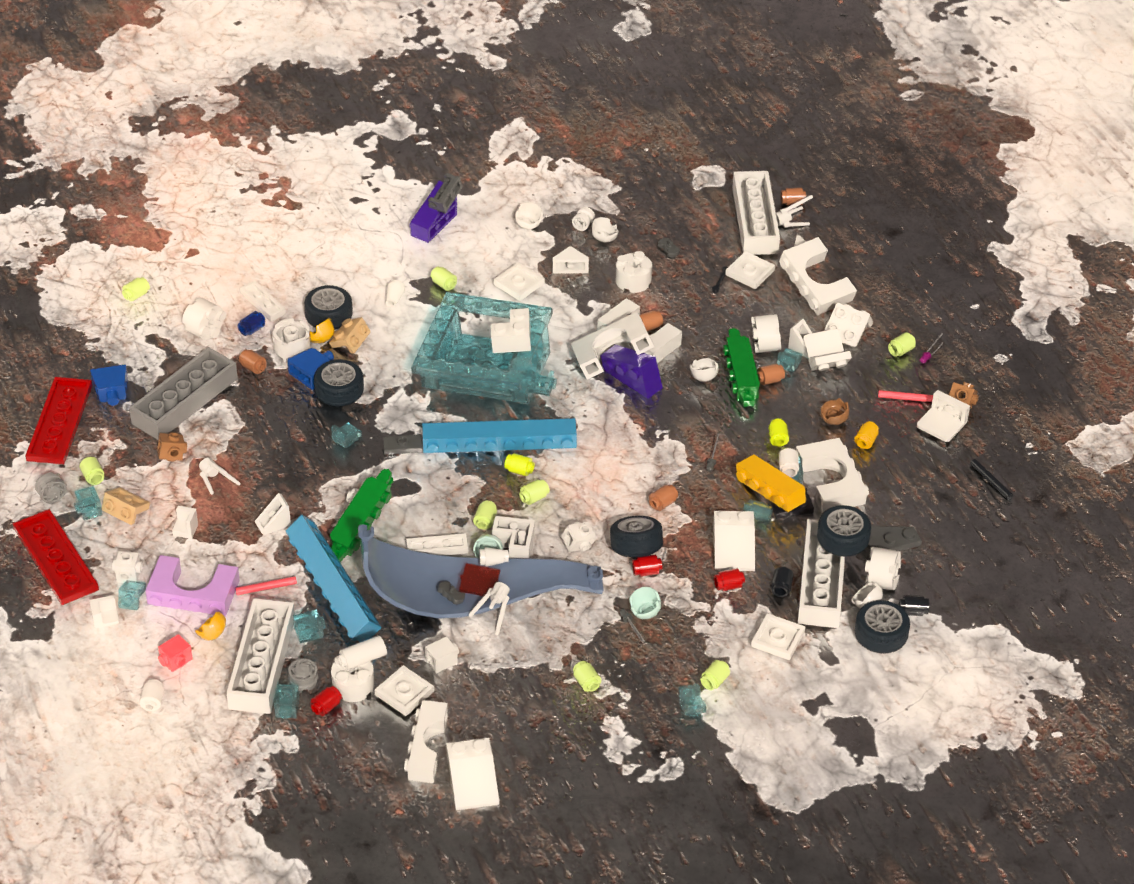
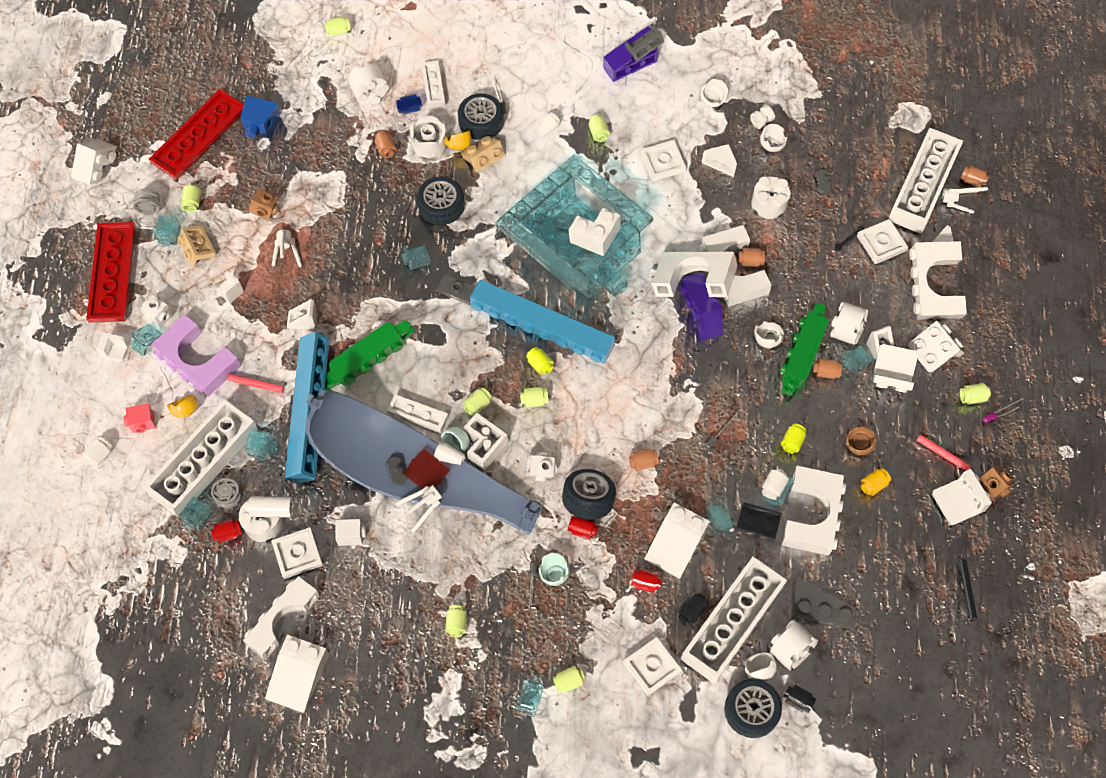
camera: 30 degrees right, 20 degrees up
(183, 393) = (307, 153): light grey brick -> none
(306, 363) = (428, 168): blue torso -> none
(771, 483) = (748, 495): yellow brick -> none
(844, 530) = (764, 585): black wheel -> none

